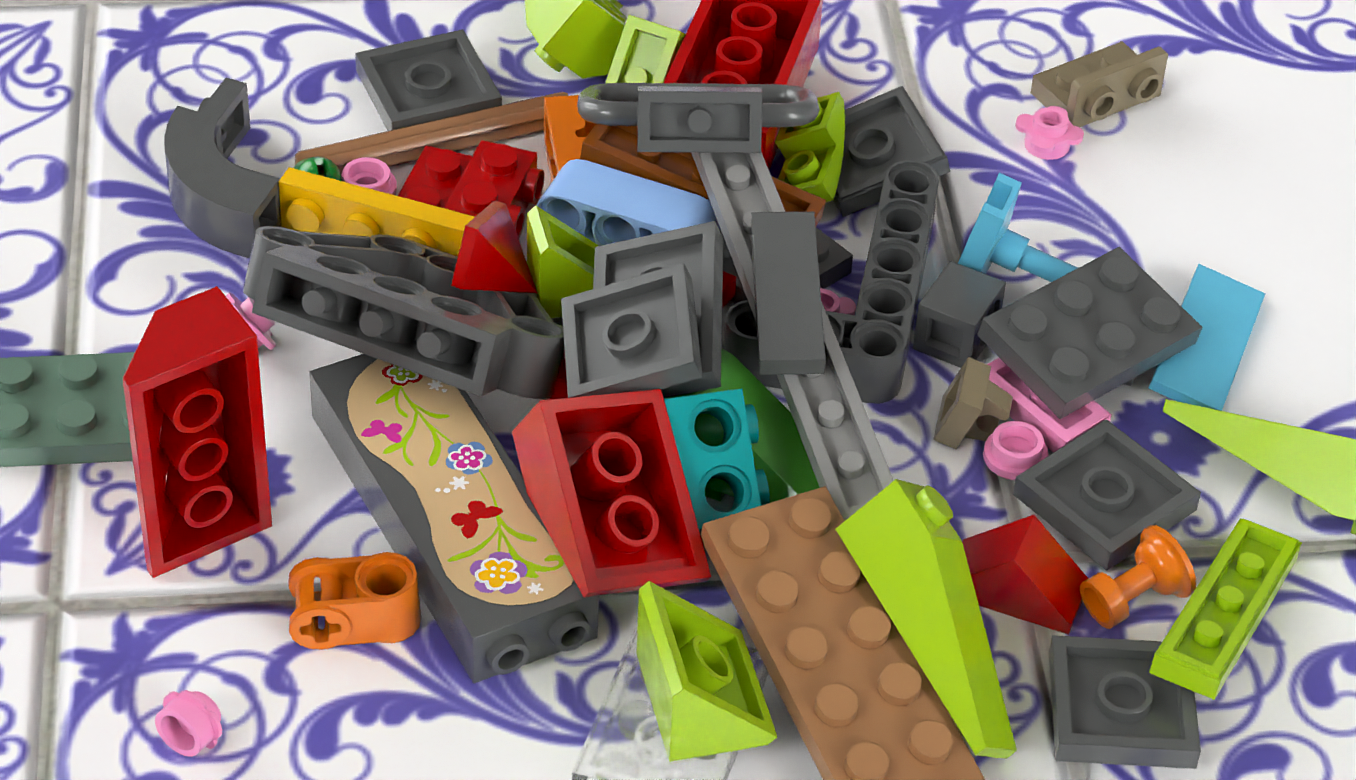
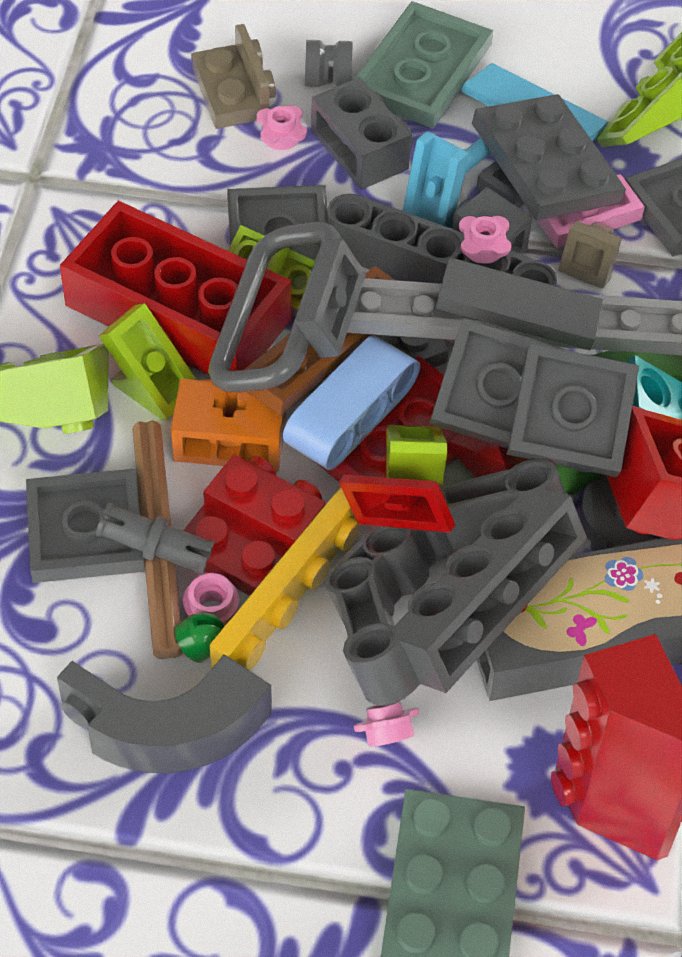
camera: 75 degrees left, 10 degrees up
(407, 114) = (155, 538): none -> dark grey pin
(906, 278) = (485, 238): none -> bright pink plate
(1014, 449) = (638, 241): bright pink plate -> none
(1068, 186) = (361, 132): none -> dark grey brick
(1164, 145) = (318, 58): none -> dark grey wheel
(1217, 223) = (425, 62): none -> sand green plate

